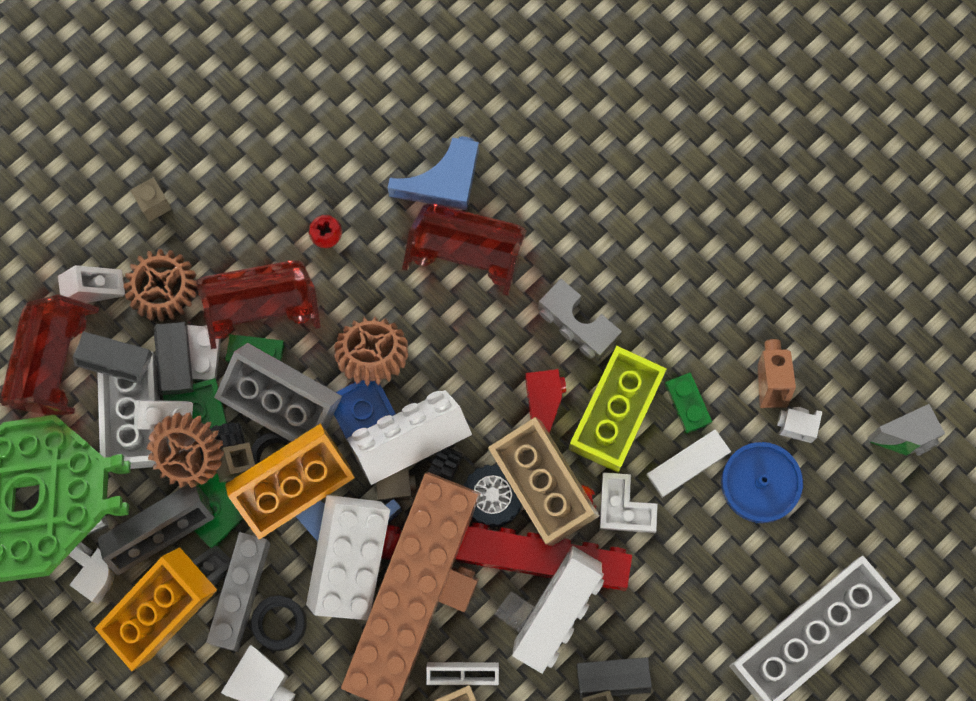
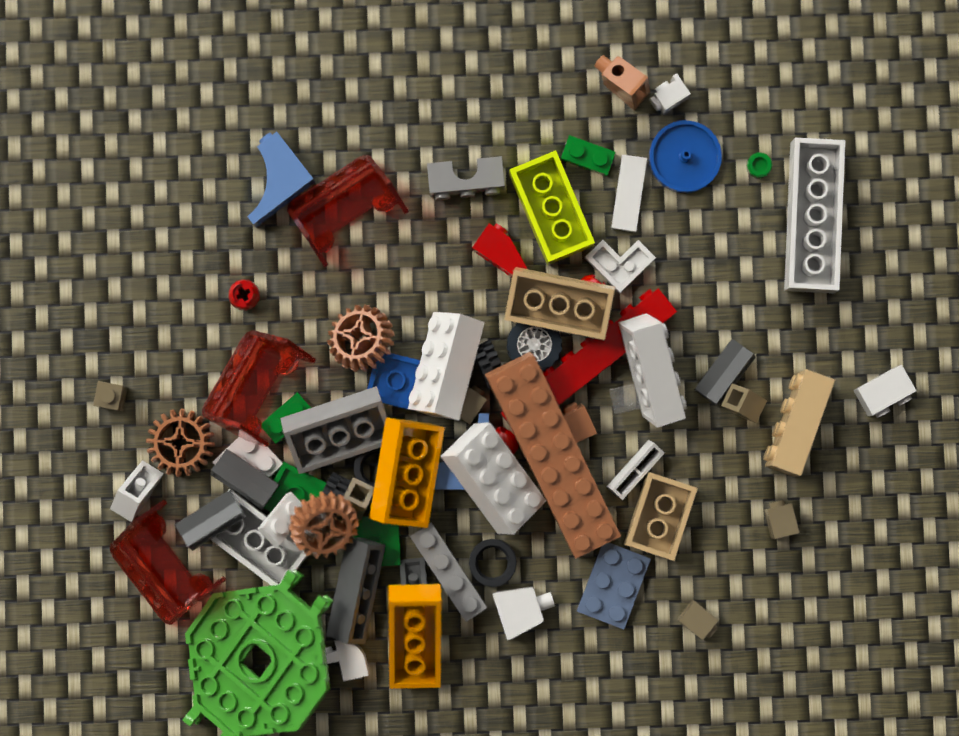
camera: 50 degrees left, 10 degrees up
(812, 550) = (759, 165): none -> green tile
(910, 433) = (744, 26): light grey slope -> none

